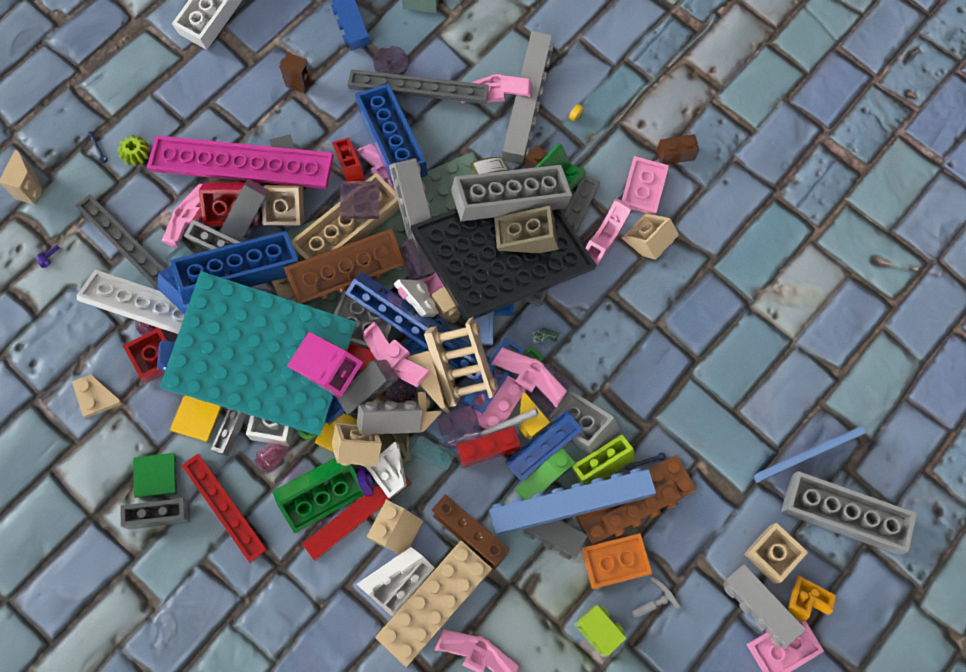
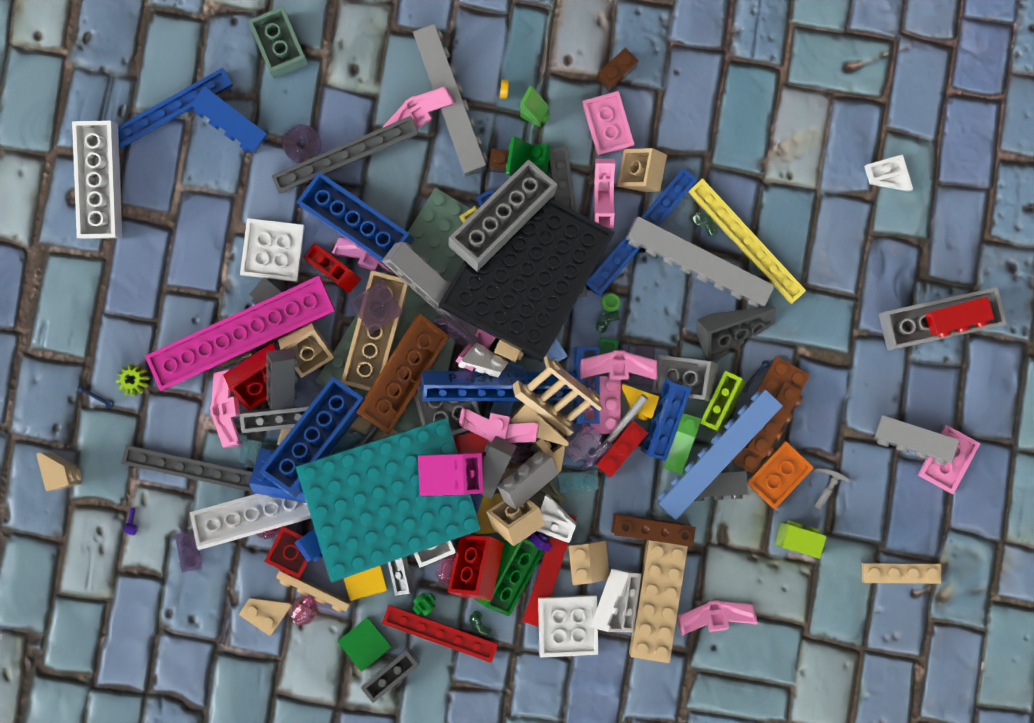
camera: 30 degrees left, 15 degrees up
(70, 308) = (188, 552): none -> clear purple plate
(126, 412) = (303, 610): none -> clear pink head
(150, 410) = (320, 594): none -> tan plate
(228, 471) = (424, 603): none -> green gear
(260, 522) = (476, 624): none -> clear green arm
(293, 465) = (476, 567): none -> red brick
(295, 72) = (225, 213): reddish brown brick -> none
(312, 121) = (272, 250): none -> white plate
(335, 573) = (567, 626): none -> white plate
(488, 165) = (460, 194): white slope -> none
(527, 231) = (538, 243): dark tan slope -> none
(558, 323) = (610, 302): none -> bright green plate
(590, 134) = (534, 108): none -> bright green slope
(619, 283) = (655, 214): none -> blue plate
(643, 405) = (726, 329): none -> dark grey wedge
(655, 334) = (699, 262): none -> light grey brick
(680, 307) = (705, 221): none -> clear green arm
(707, 345) = (746, 241): none -> light yellow plate
(775, 553) = (902, 389): tan brick -> none
(809, 595) = (943, 407): light orange brick -> none
(811, 453) = (885, 286): medium blue tile -> none
(866, 363) = (889, 173): none -> white wing
(867, 515) = (959, 317): none -> red brick

